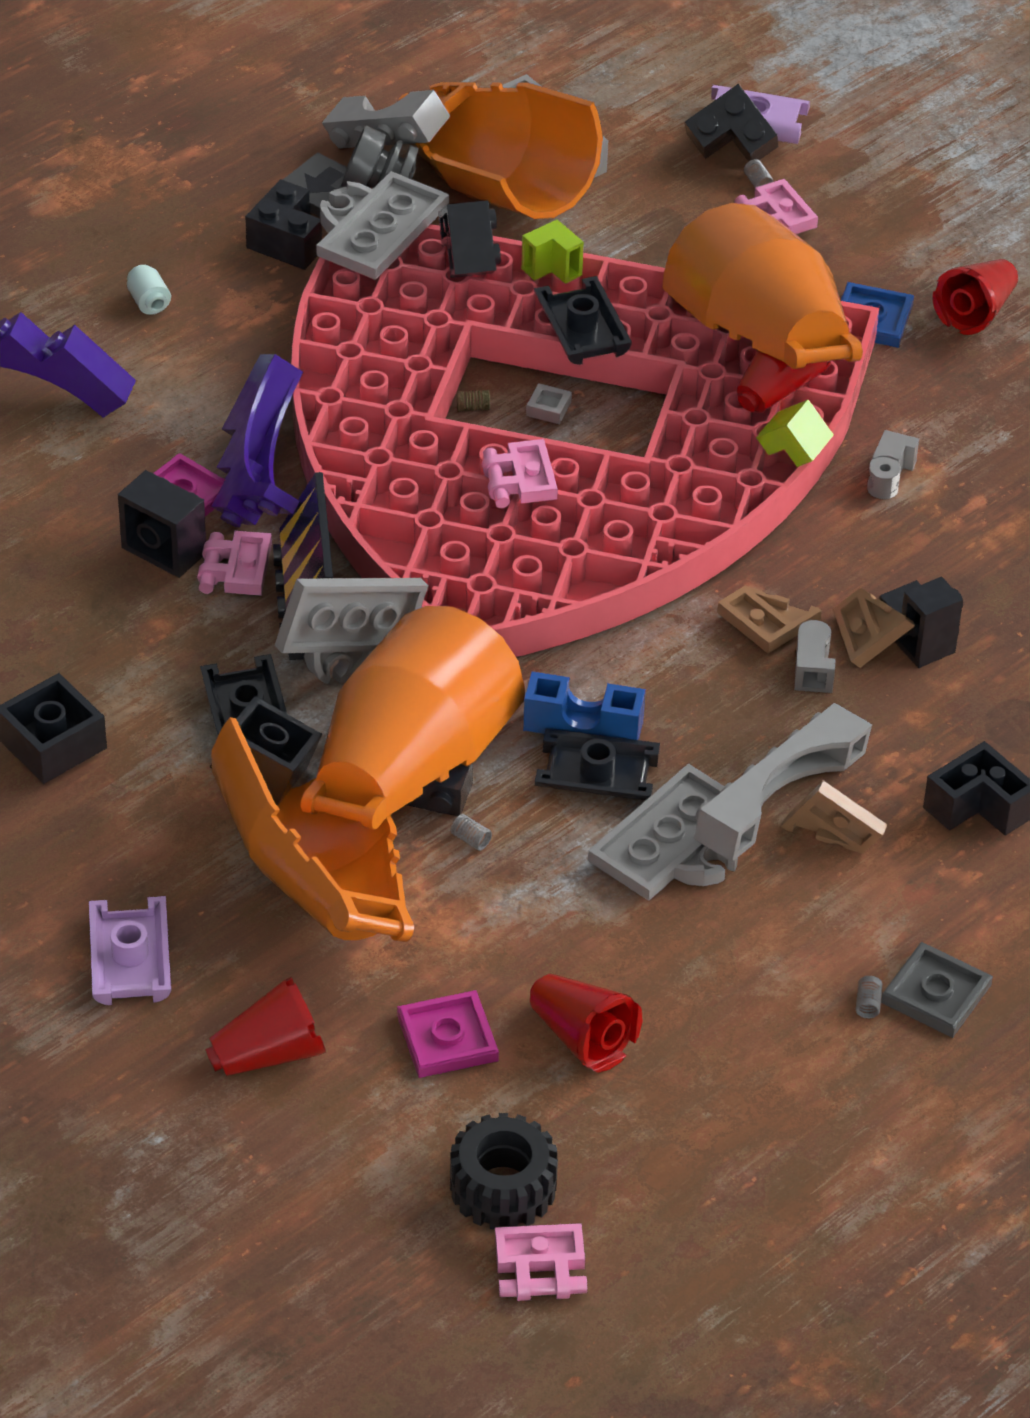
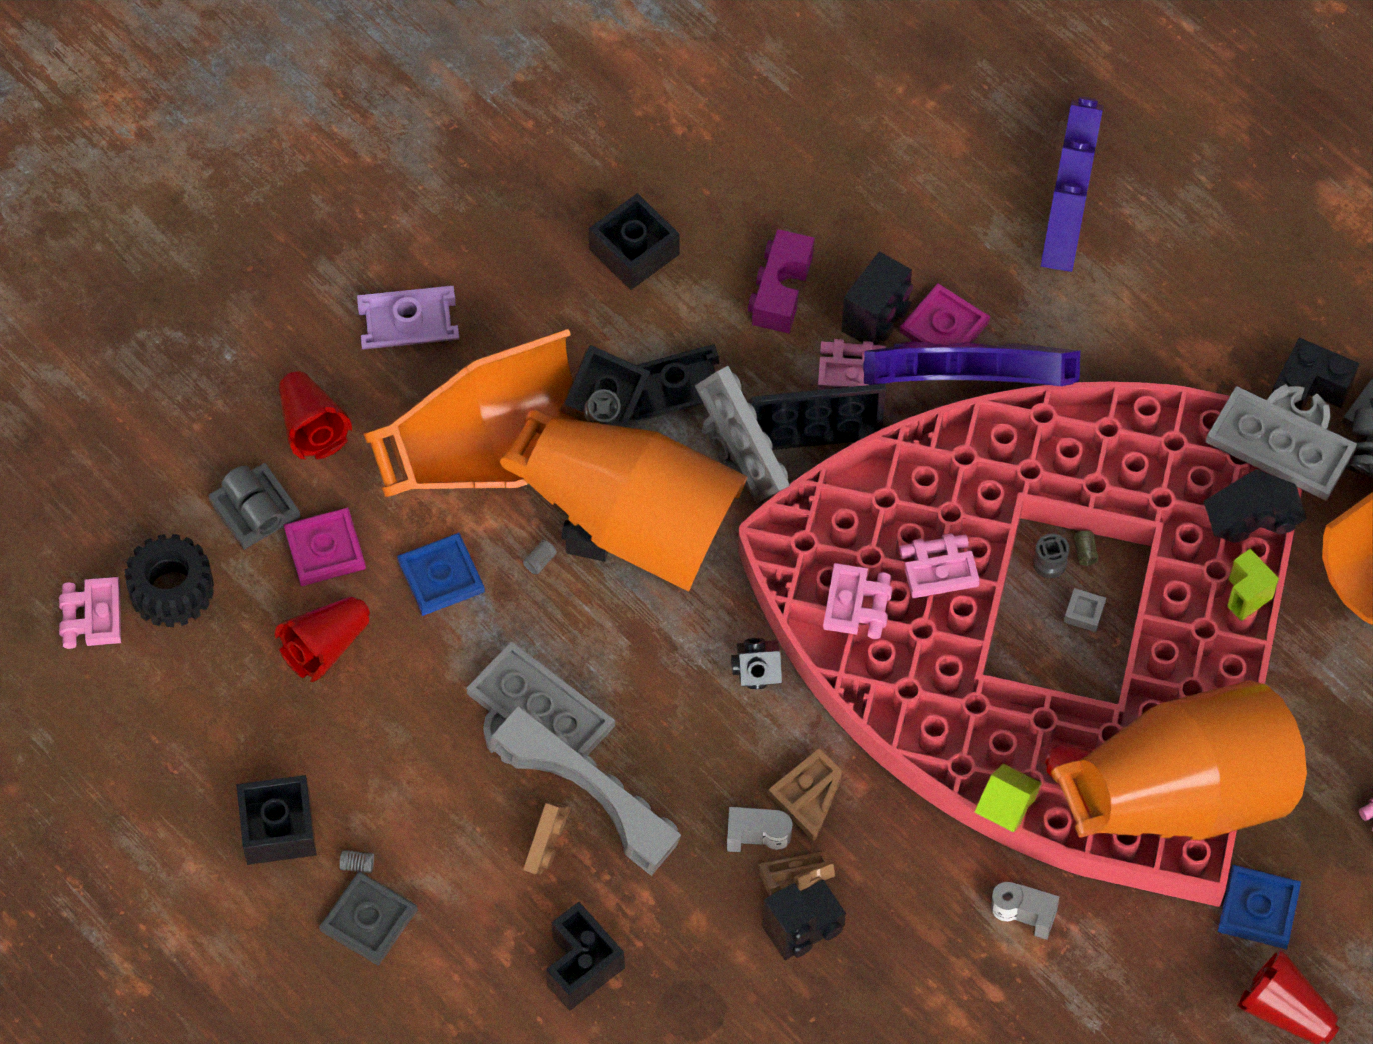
camera: 90 degrees right, 15 degrees up
(140, 621) = (787, 258): none -> magenta arch
(148, 289) = (1205, 275): light aqua brick -> none
(306, 734) = (605, 403): none -> dark grey wheel
(393, 1096) = (253, 504): none -> dark grey plate
(486, 412) = (1054, 562): none -> dark grey wheel
(488, 924) = (441, 574): none -> blue tile
(553, 706) = (671, 634): blue arch -> none
(563, 538) = (846, 598): none -> bright pink plate
(584, 321) = (1146, 629): black piece -> none
(598, 764) = (612, 672): black piece -> none
(618, 642) = (757, 663): none -> brick
(831, 1056) = (276, 819): none -> black brick

